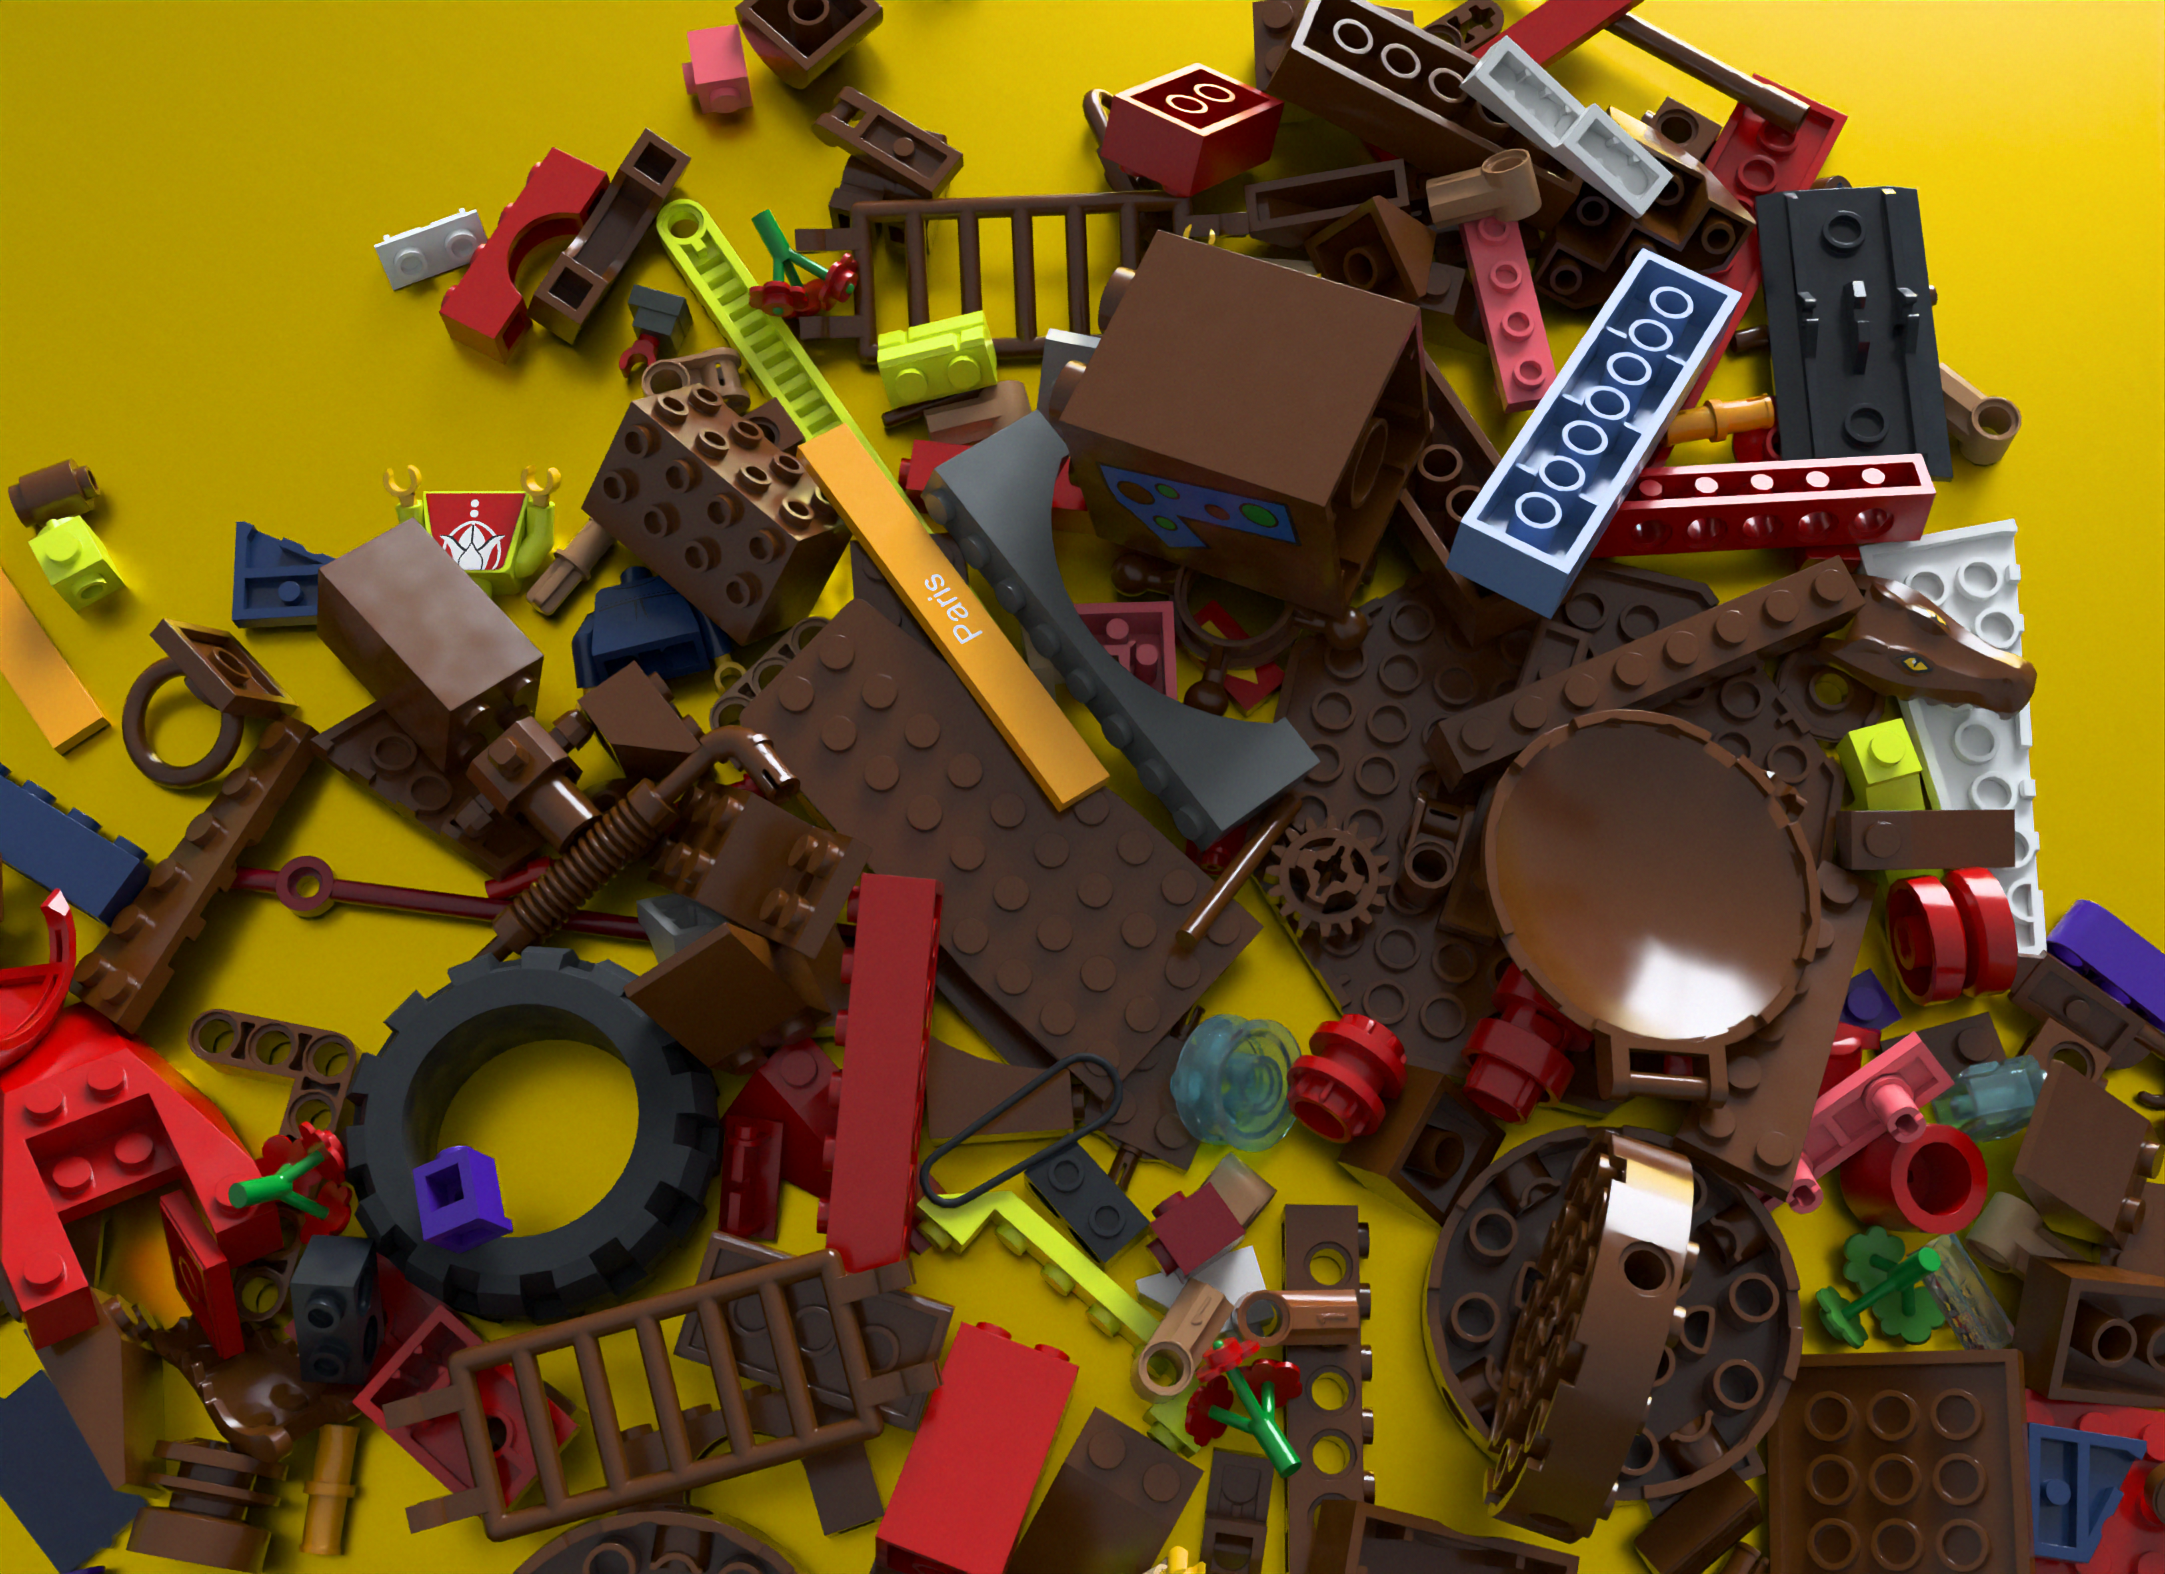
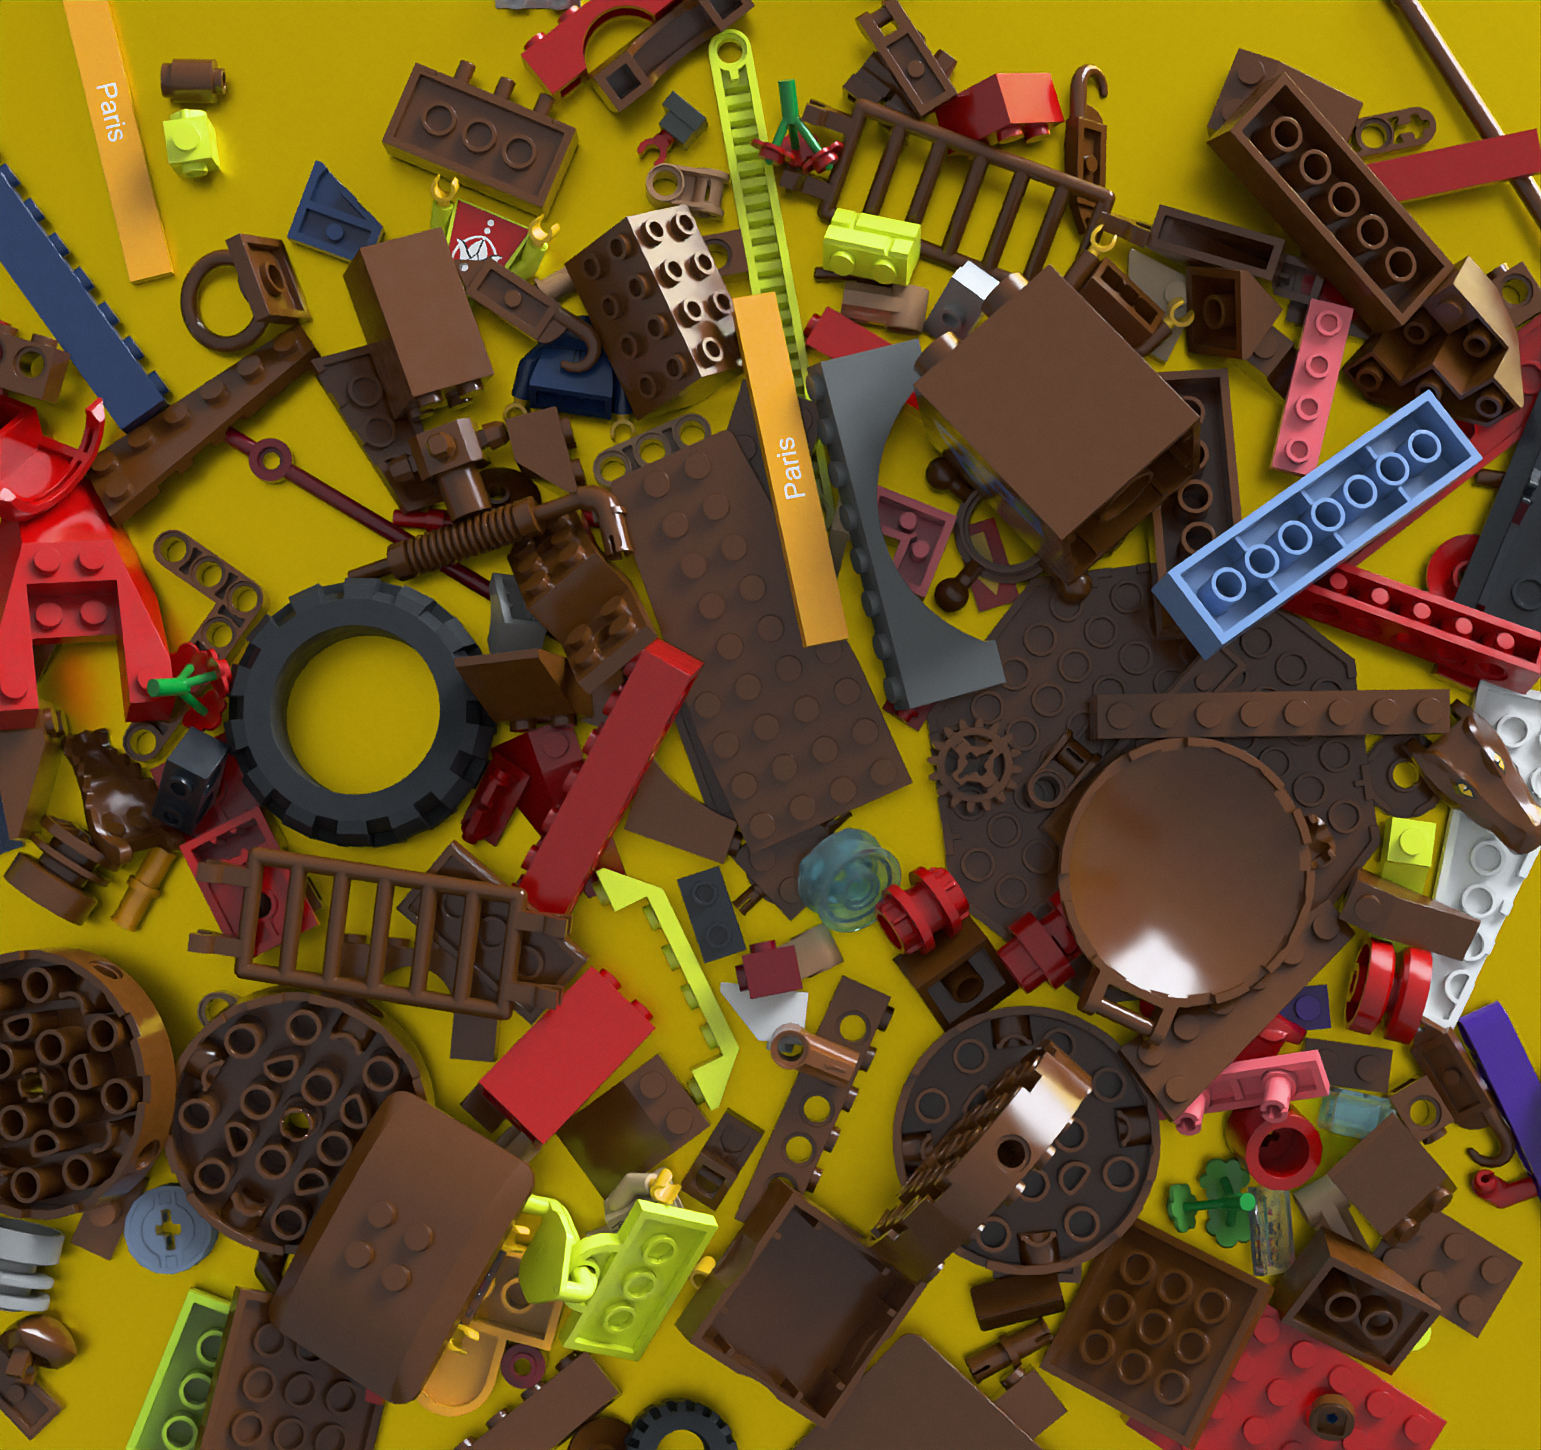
camera: 25 degrees right, 15 degrees up
(201, 1274) = (110, 715): red tile -> none
(447, 417) = (482, 137): none -> reddish brown piece
(460, 1200) = (295, 751): dark purple brick -> none
(556, 573) = (527, 308): none -> reddish brown plate
(1021, 156) = (1004, 109): none -> red brick
(1036, 1158) = (689, 875): black piece -> none
(1182, 1339) = (734, 1035): medium nougat piece -> none
(1191, 129) = (1139, 143): red brick -> none
(1238, 871) = (912, 737): reddish brown bar -> none
(1262, 1383) = (751, 1073): red plant -> none
(1499, 188) = (1344, 297): medium nougat piece -> none
(1576, 136) = (1416, 271): white slope -> none
(1720, 419) = (1426, 540): light orange pin -> none
(2075, 1487) = (1264, 1383): dark blue wing -> none

